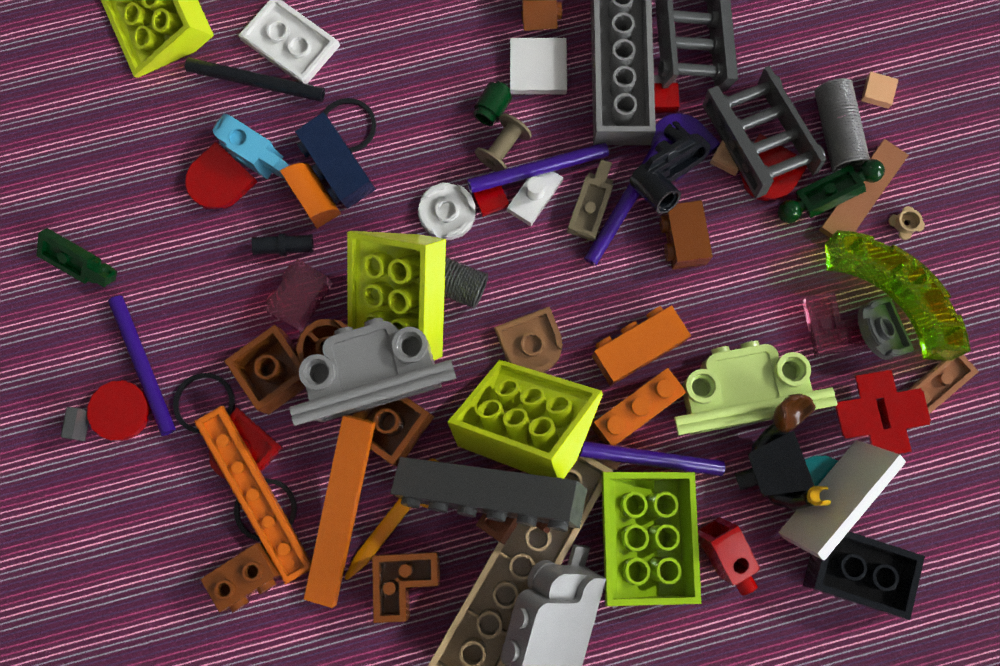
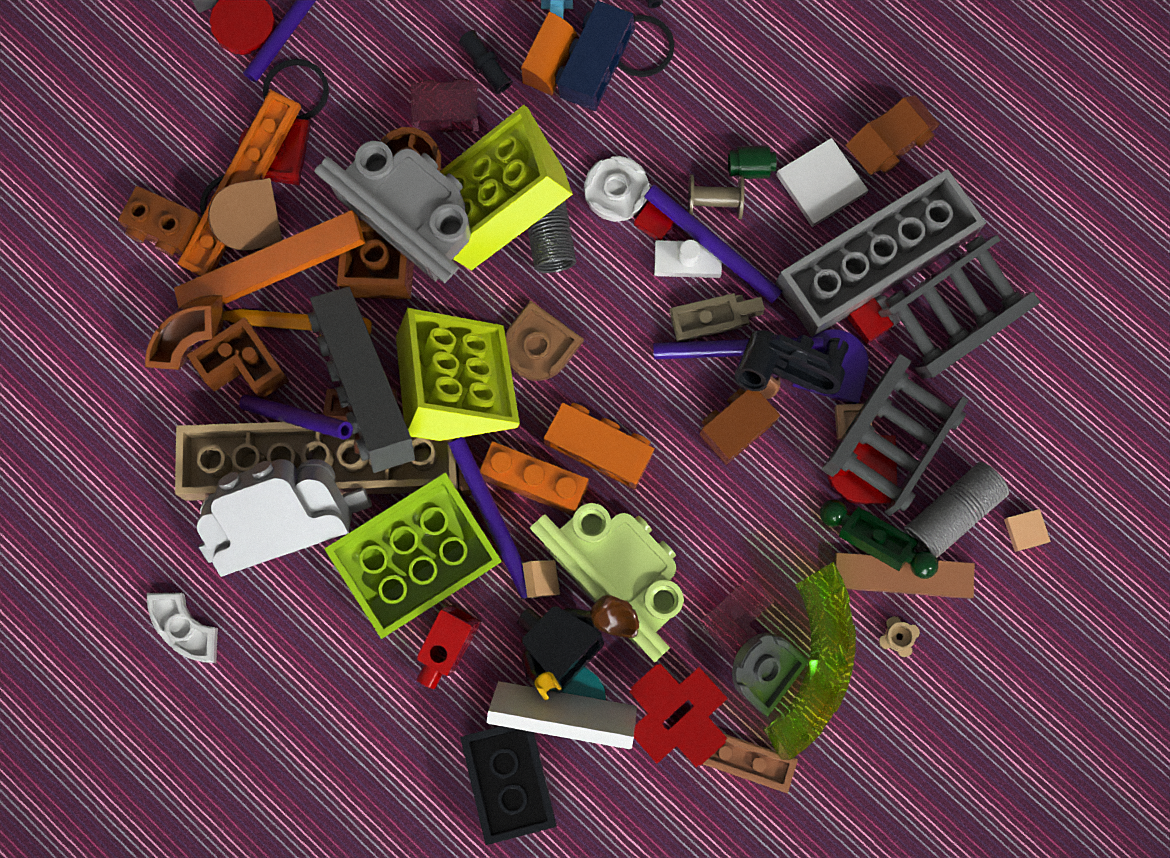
camera: 55 degrees right, 0 degrees up
(267, 370) = (354, 118): dark orange brick -> none
(284, 504) = (245, 215): none -> medium nougat tile
(348, 612) = (190, 323): none -> dark orange brick
(486, 562) = (296, 416): none -> dark purple piece
(717, 451) = (541, 579): none -> light nougat tile

